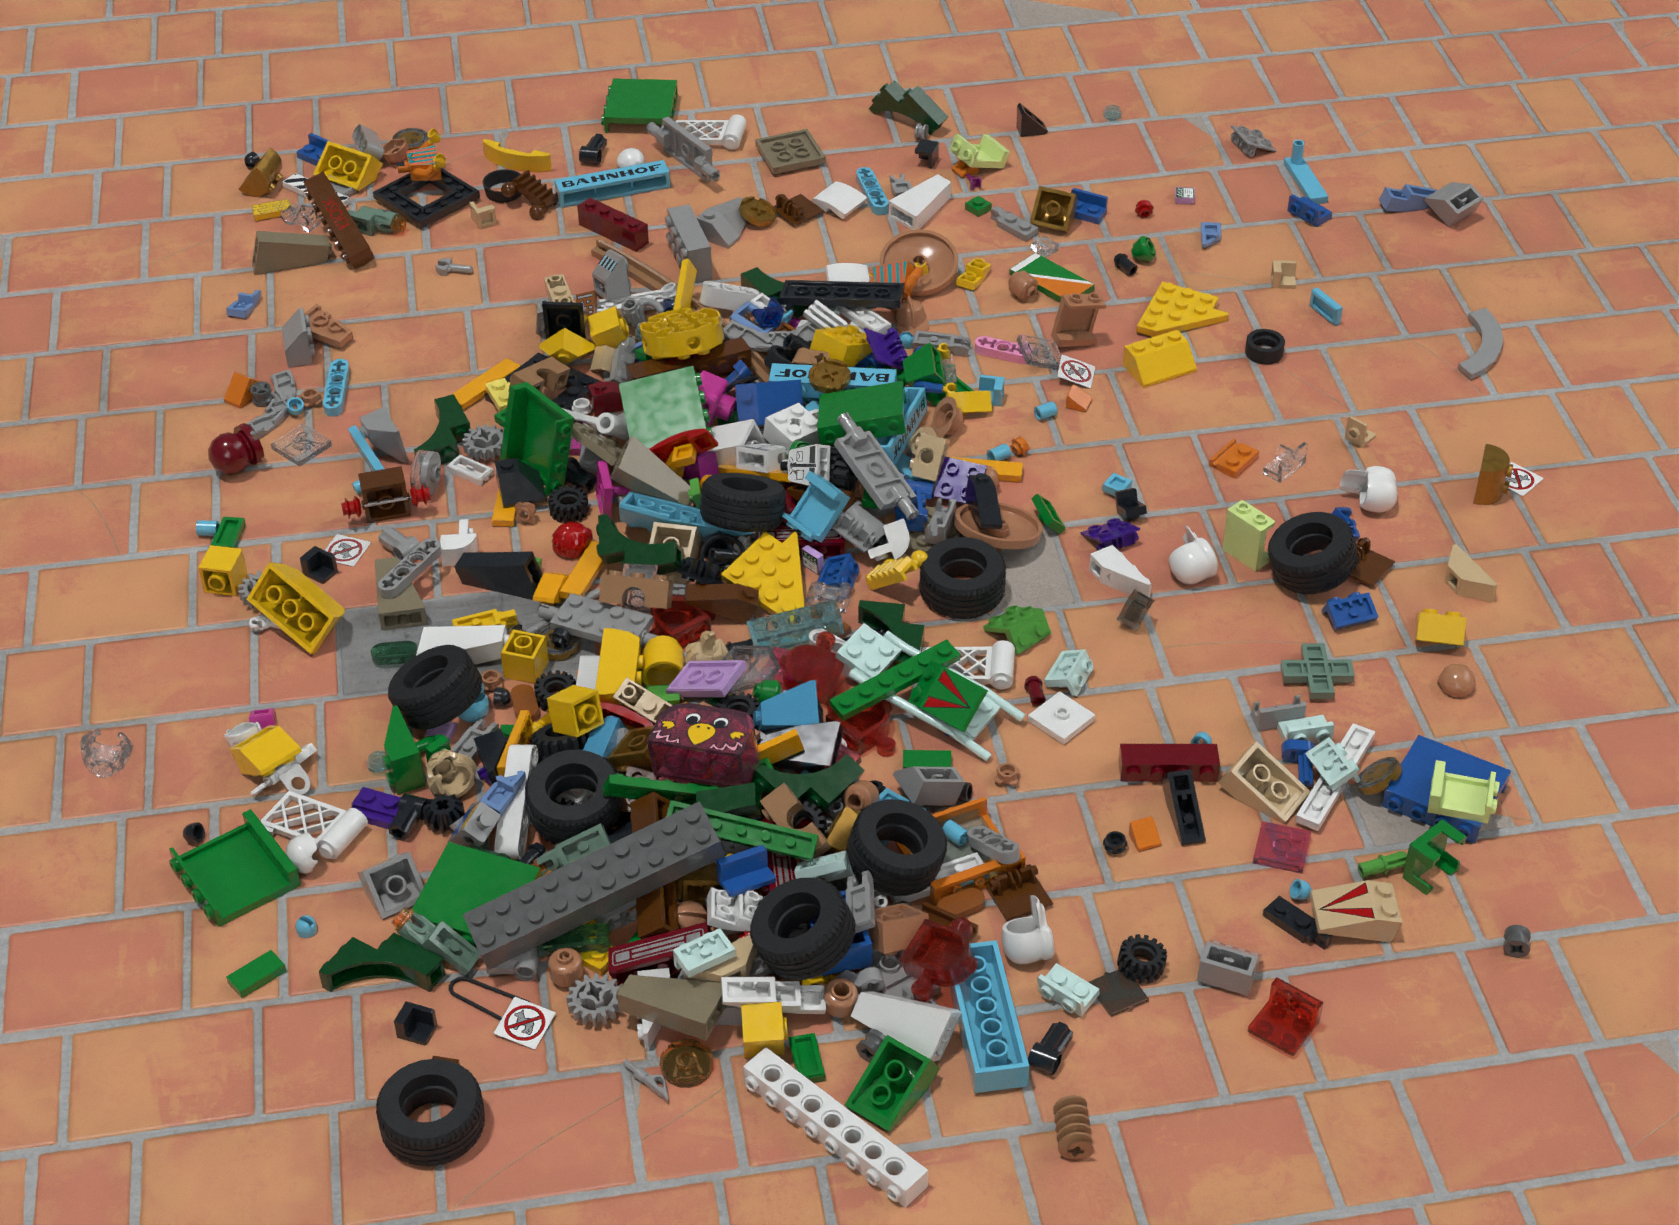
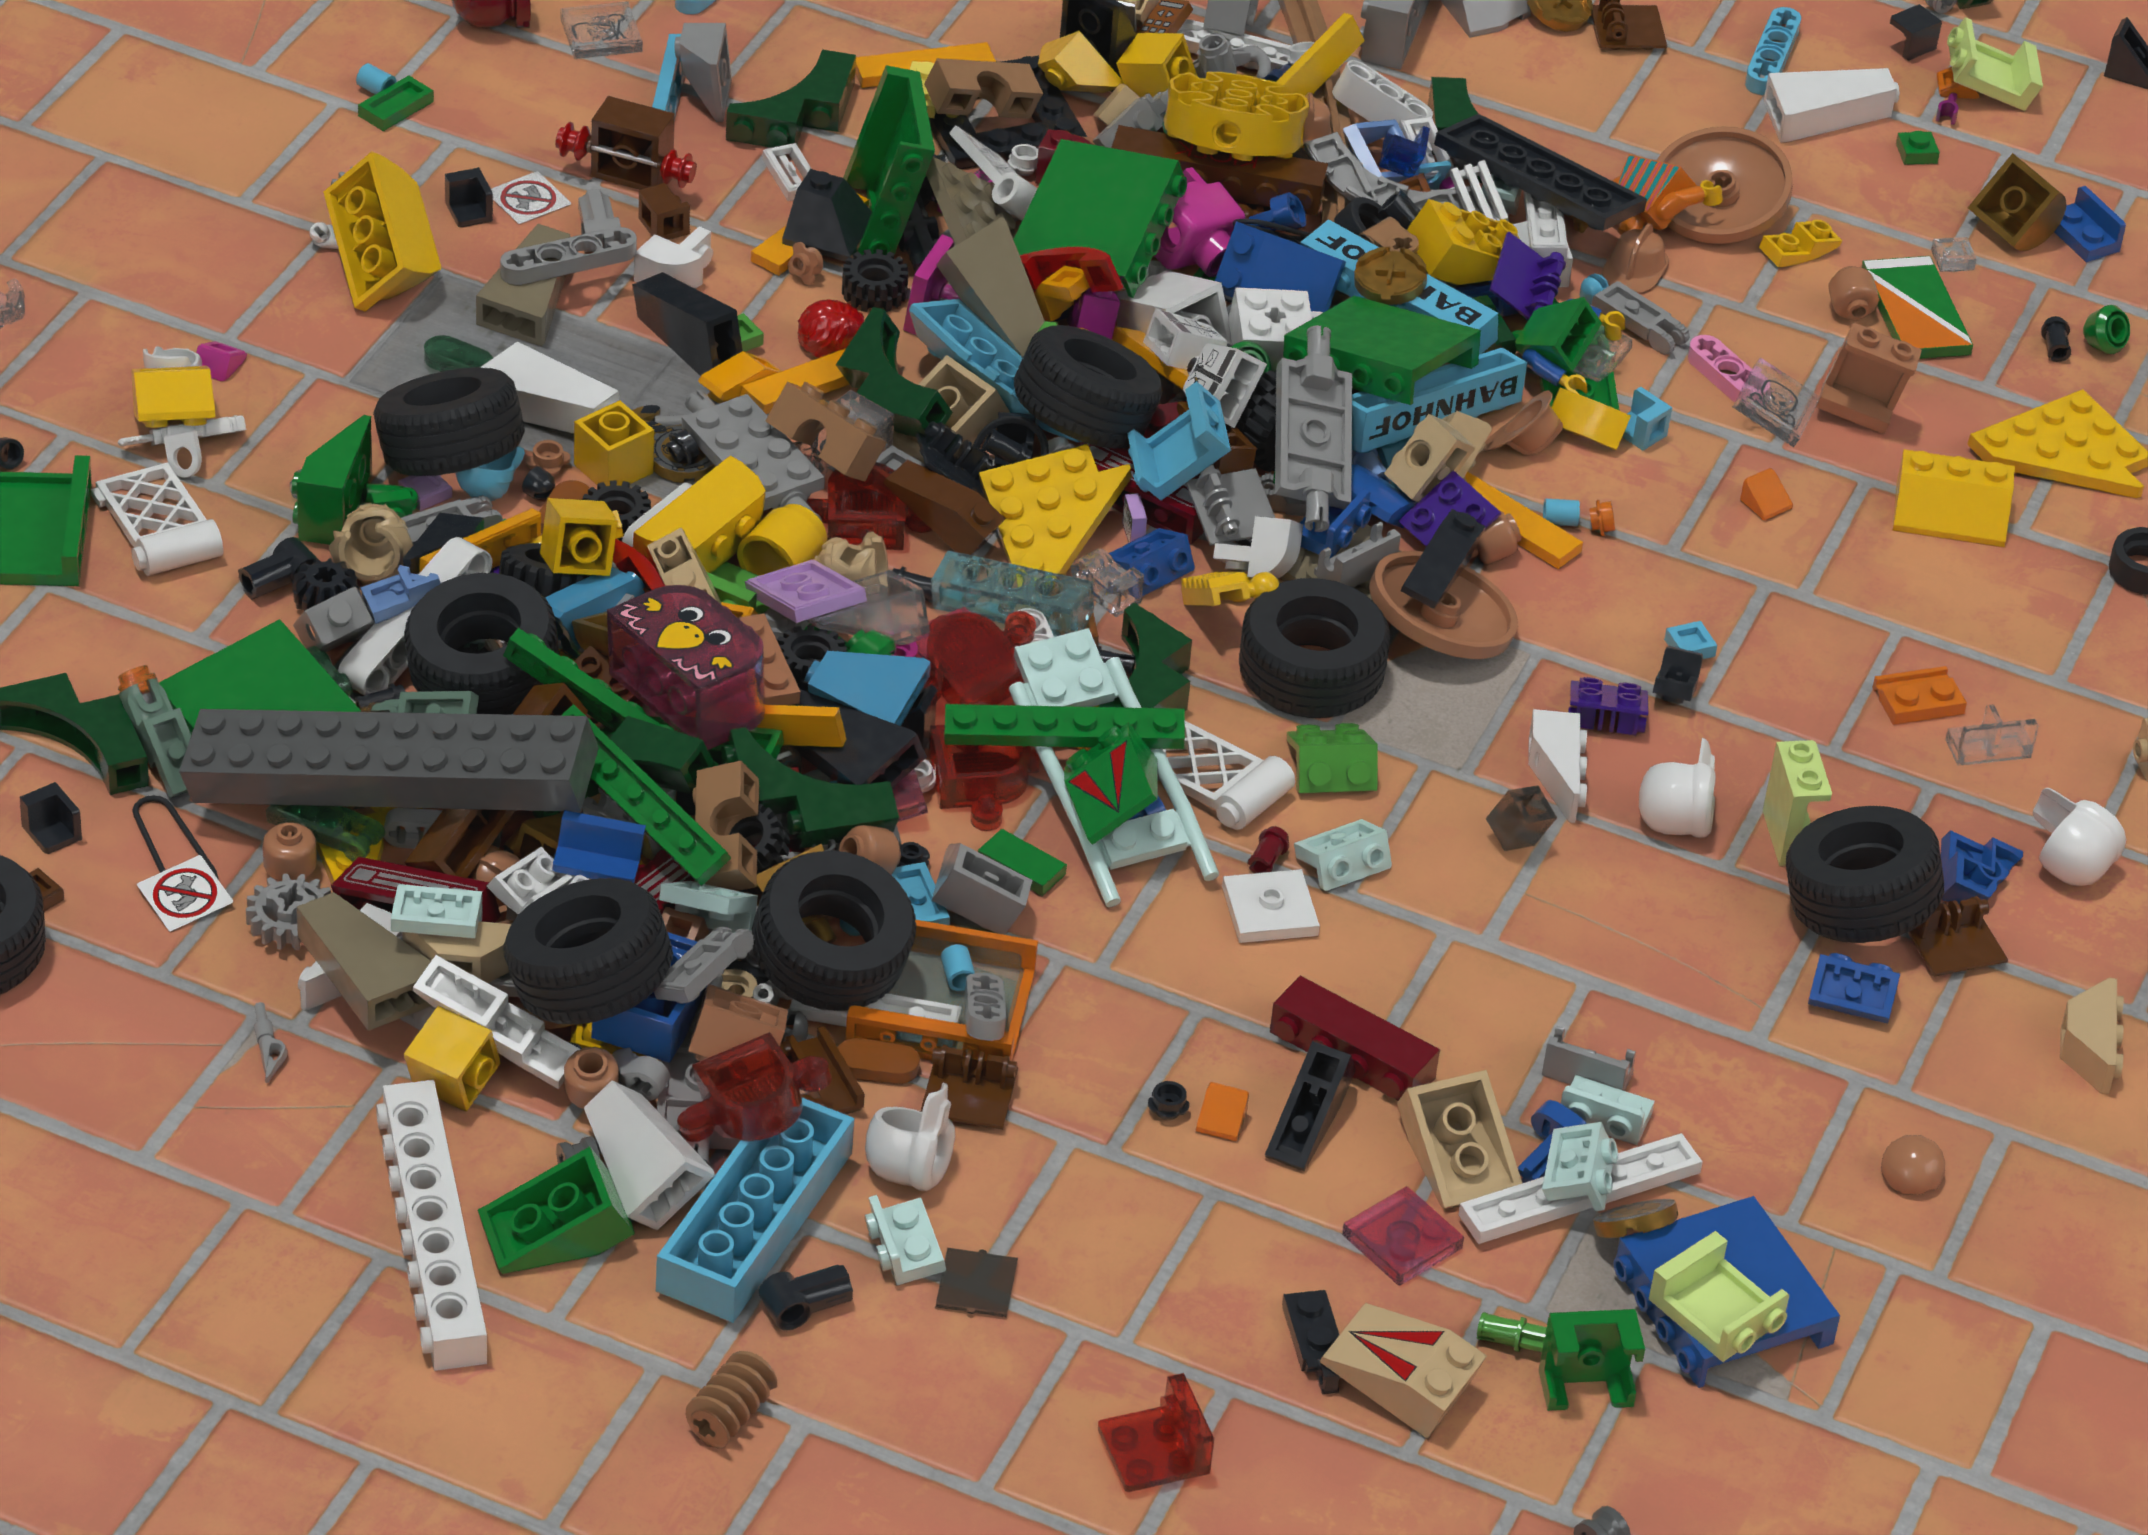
camera: 30 degrees right, 0 degrees up
(222, 570) = (335, 139): yellow head -> none
(300, 852) = (100, 541): white hair -> none
(304, 929) = (28, 638): medium azure hinge -> none
(377, 806) = (250, 536): dark purple plate -> none
(392, 884) = (178, 634): light grey slope -> none
(426, 470) = (717, 141): light grey piece -> none
(428, 522) = (663, 212): none -> reddish brown brick
(483, 442) = (833, 141): light grey gear -> none
(487, 618) = (624, 378): yellow hinge -> none
(522, 966) = (242, 822): light grey piece -> none
(686, 1063) = (333, 1051): clear orange tile -> none
(807, 1057) = (486, 1130): green tile -> none
(840, 199) = (1705, 40): white slope -> none
(847, 272) = (1598, 151): white slope -> none
(899, 185) = (1822, 58): light grey plate -> none
(966, 793) = (1030, 924): black hinge -> none
(1007, 774) = (1113, 935): nougat plate -> none
(1013, 224) = (1944, 200): light grey hinge -> none
(1045, 410) = (1697, 487): medium azure hinge -> none
(1048, 513) = (1542, 628): green plate -> none
(1076, 371) = (1807, 455): clear sticker -> none
(1142, 969) = (1037, 1274): black tyre -> none
(1201, 735) = (1437, 1036): medium azure hinge -> none
(1228, 967) = (1151, 1330): light grey slope -> none
(1300, 889) = (1364, 1294): medium azure hinge -> none
(1317, 671) = (1711, 1040): sand green plate -> none
(1440, 628) = (1965, 1079): yellow slope -> none

